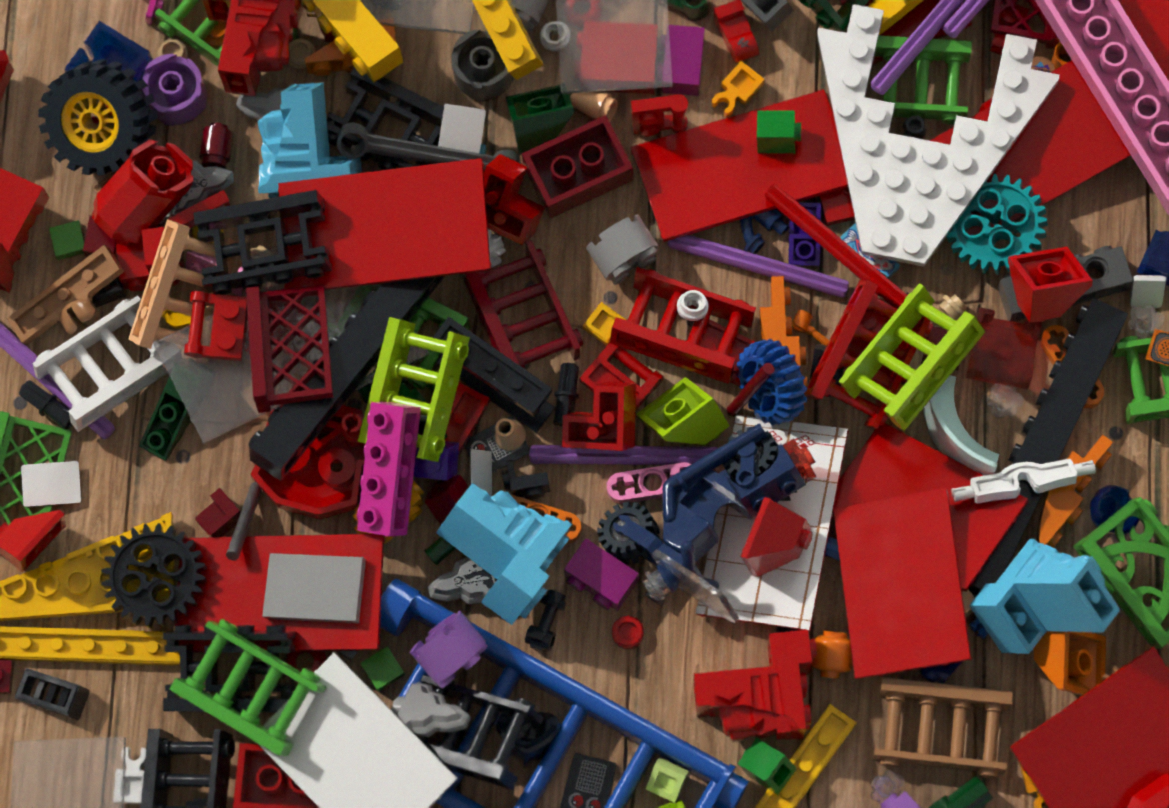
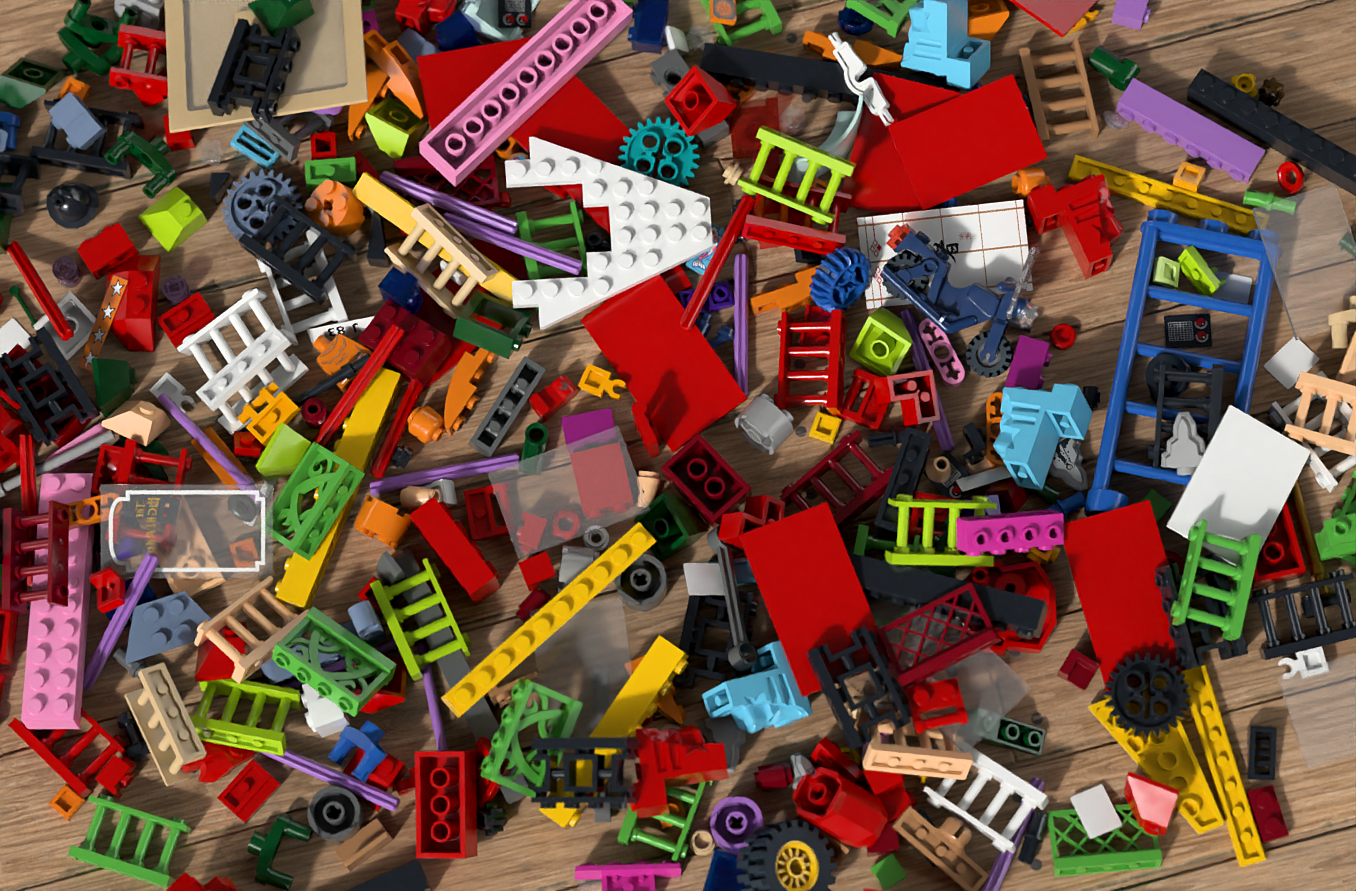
camera: 105 degrees left, 0 degrees up
(244, 522) = (1079, 642): flat silver bar -> none
(314, 588) = (1118, 564): light grey tile -> none
(414, 558) = (1069, 504): none -> blue axle
(448, 648) = (1132, 444): medium lavender brick -> none
(694, 298) = (791, 352): white plate -> none
(750, 389) = (852, 292): dark red bar -> none
(767, 766) = (1131, 204): green brick -> none
(775, 538) = (964, 238): red slope -> none
(777, 131) = (632, 337): green brick -> none
(802, 324) = (777, 280): orange hand -> none

